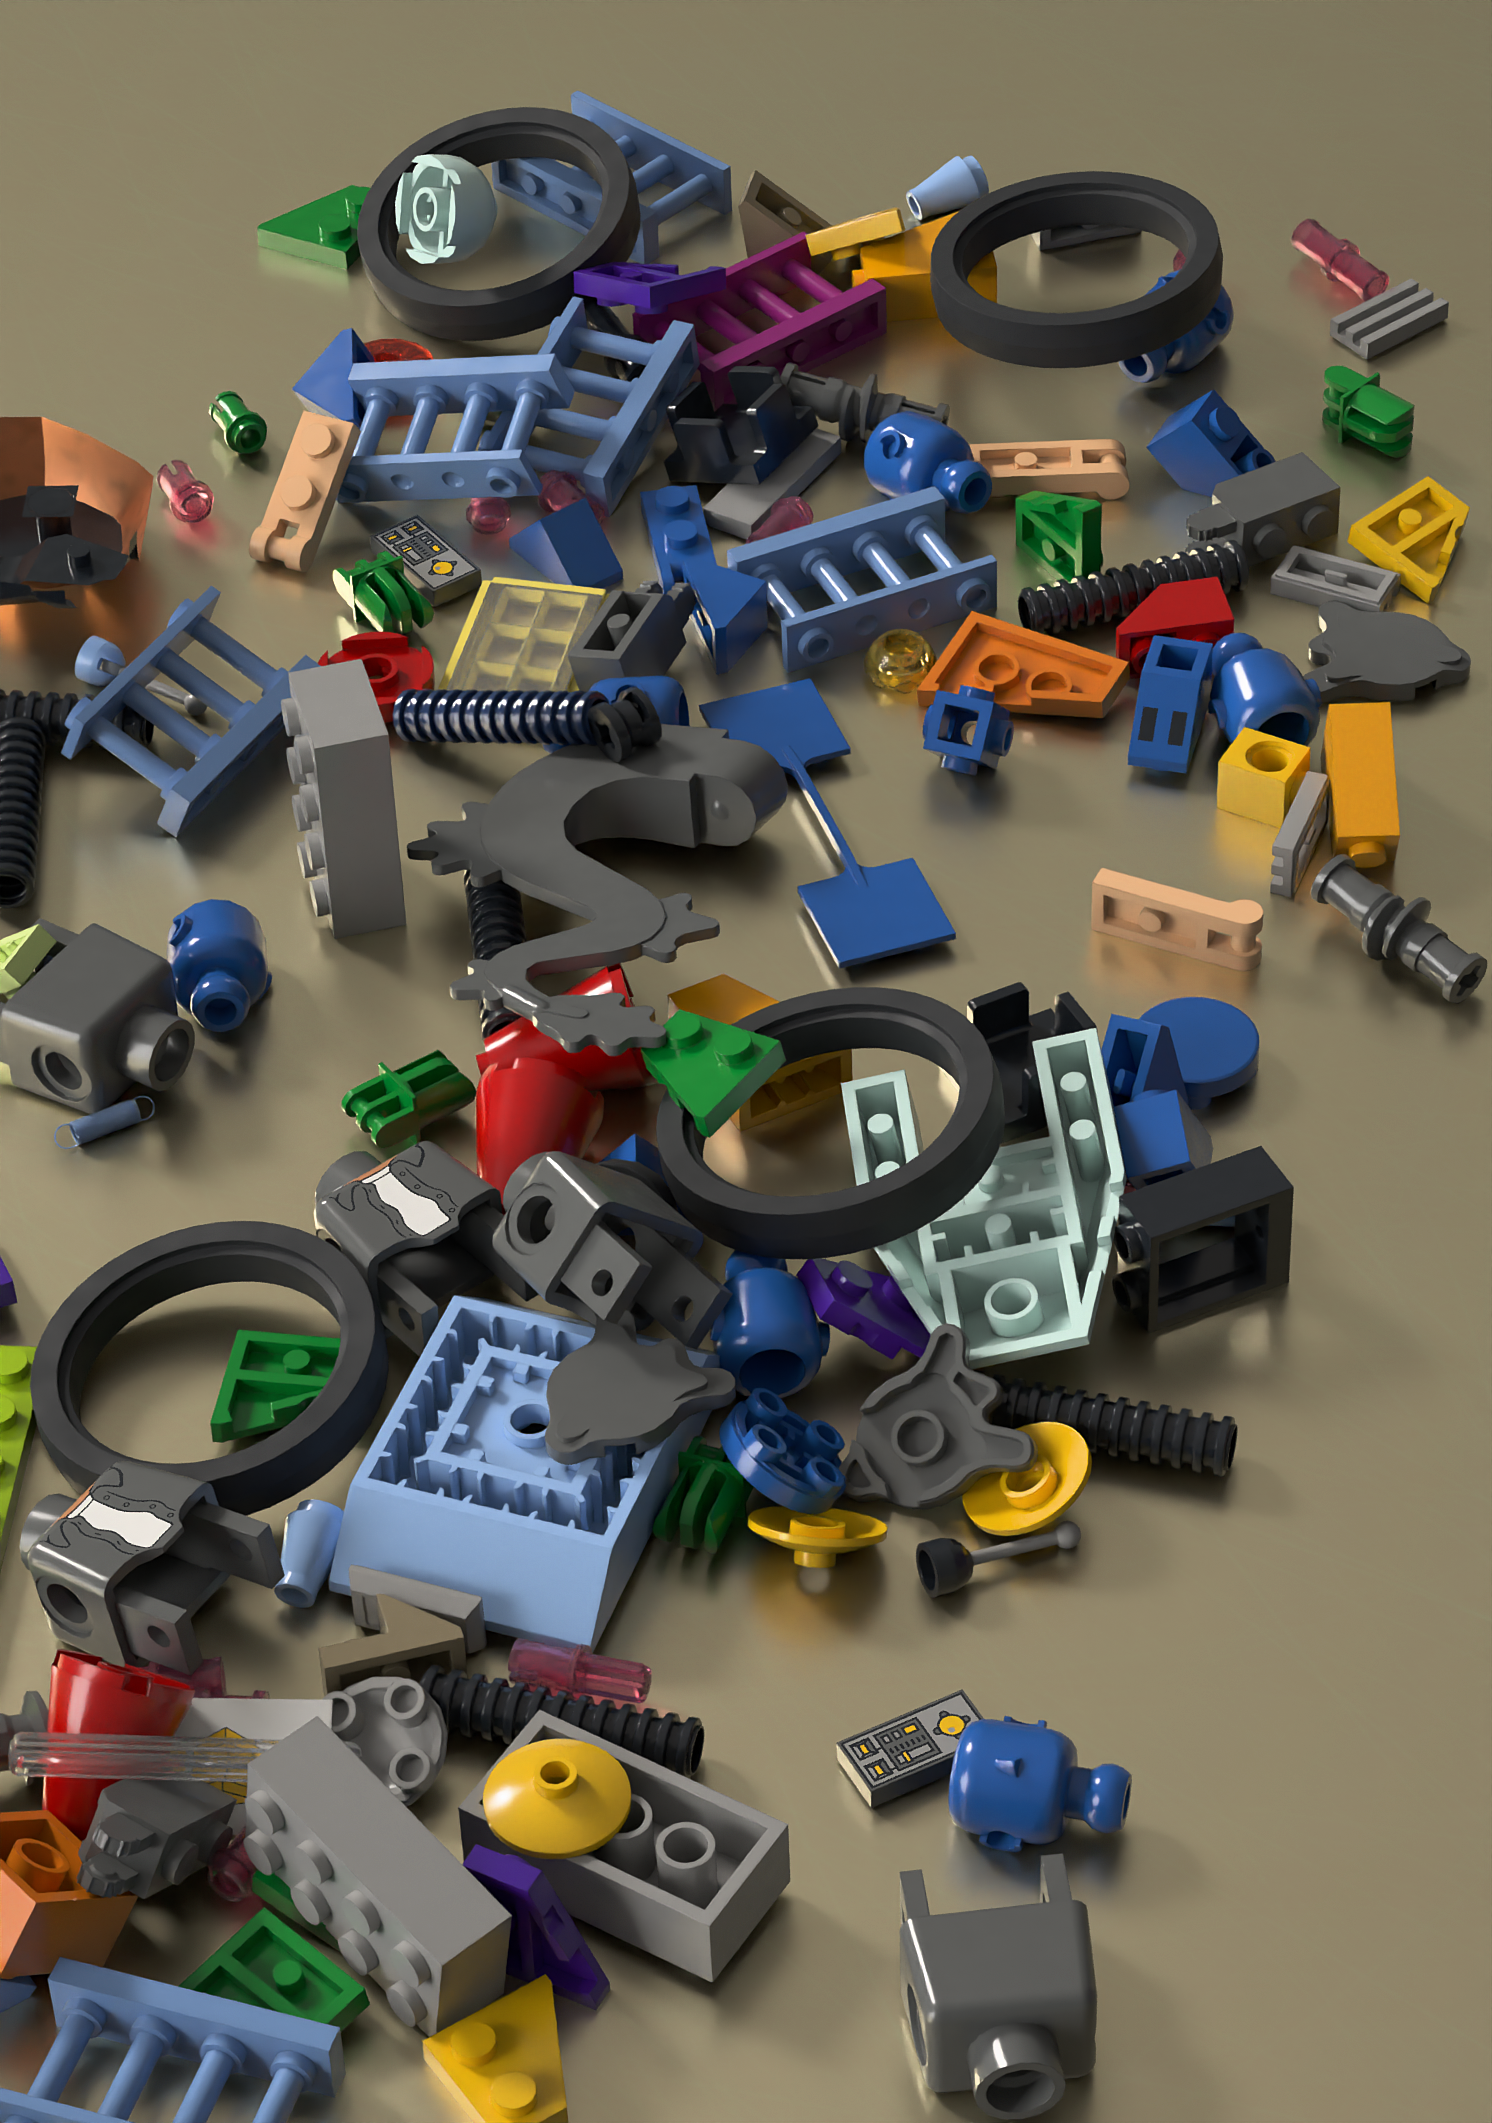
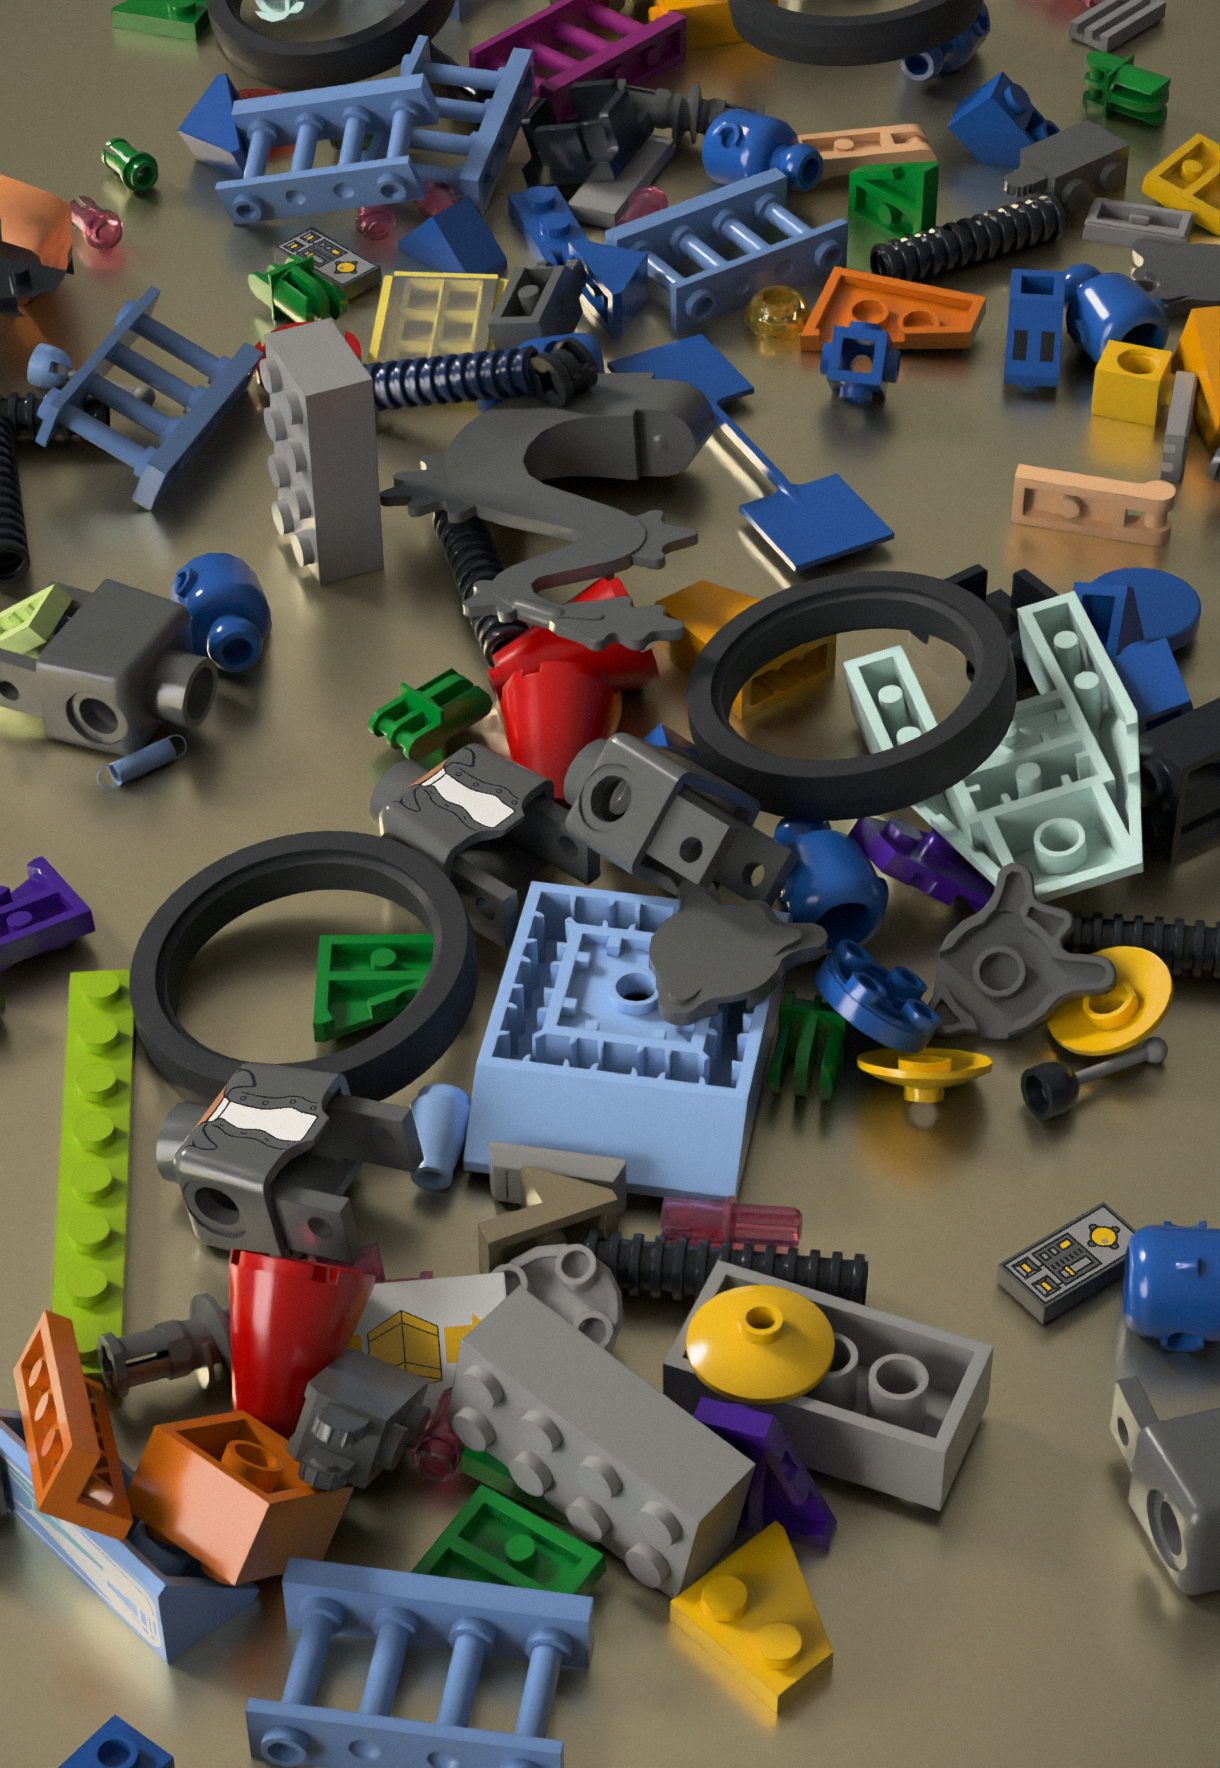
camera: 10 degrees left, 0 degrees up
(136, 1756) = (338, 1346): clear axle -> none
(305, 491) = (210, 210): light nougat plate -> none
(646, 285) = (481, 25): dark purple wing -> none
(711, 1066) = (730, 653): green wing -> none
(1174, 610) = (1015, 248): red slope -> none

